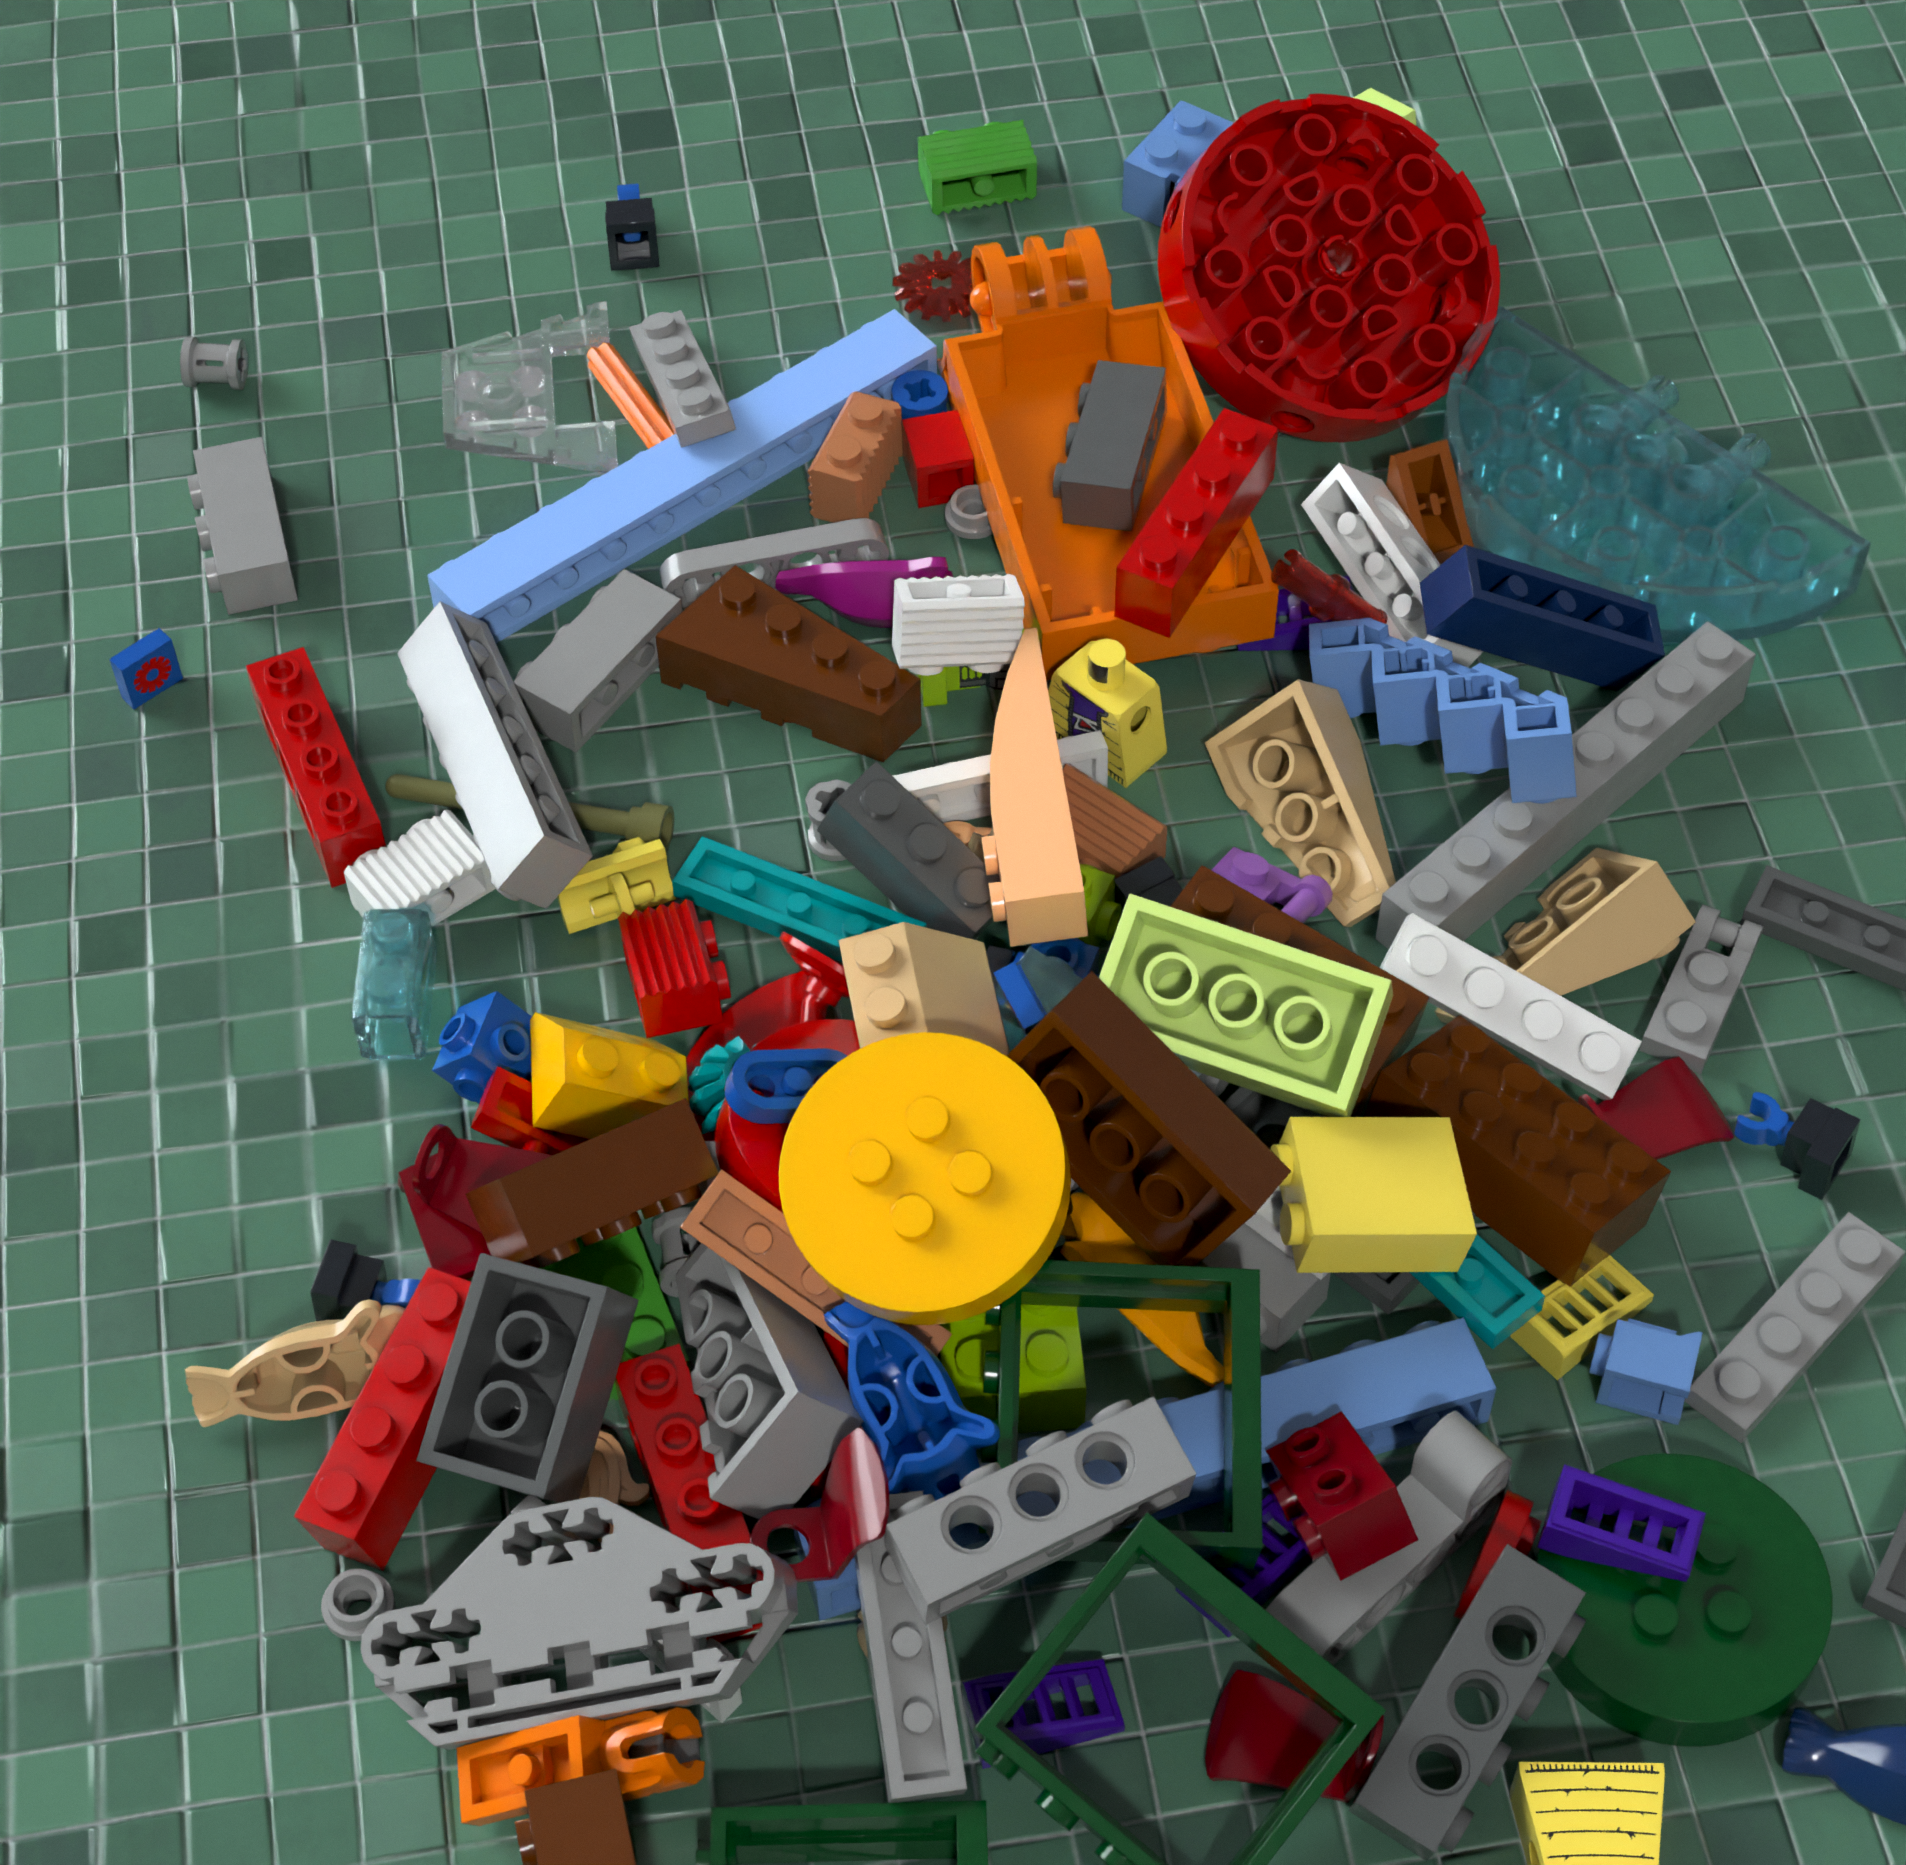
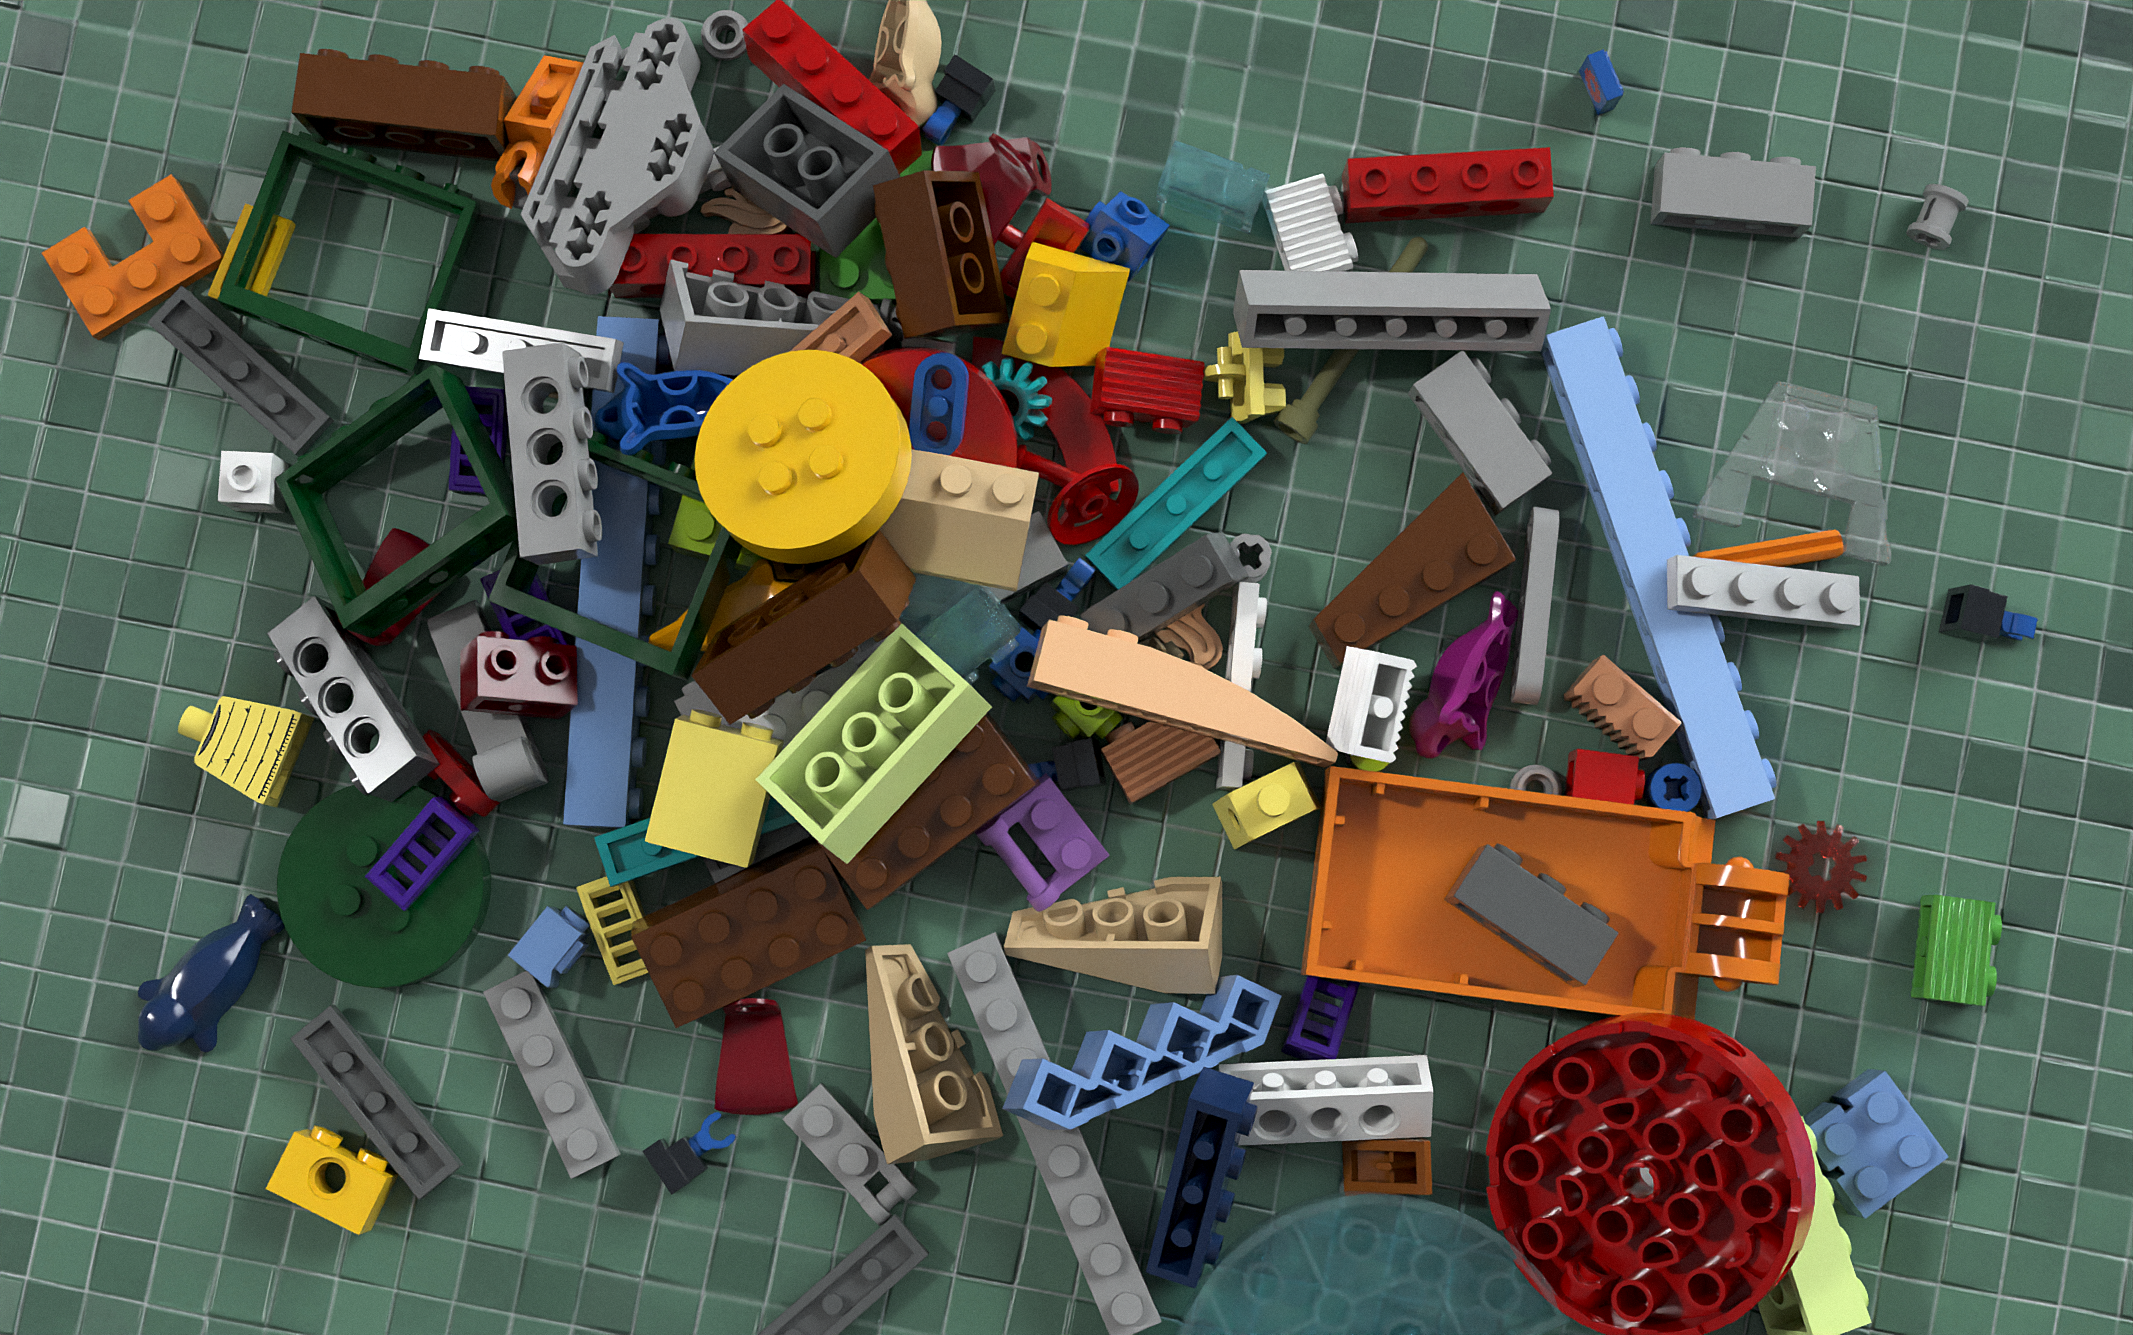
camera: 110 degrees right, 30 degrees up
(849, 1515) = (614, 335): dark red piece -> none
(1020, 996) = (943, 593): blue tile -> none
(1195, 523) = (1381, 927): red brick -> none
(1326, 594) = (1294, 1018): clear red pin -> none
(1511, 1007) = (863, 981): white plate -> none

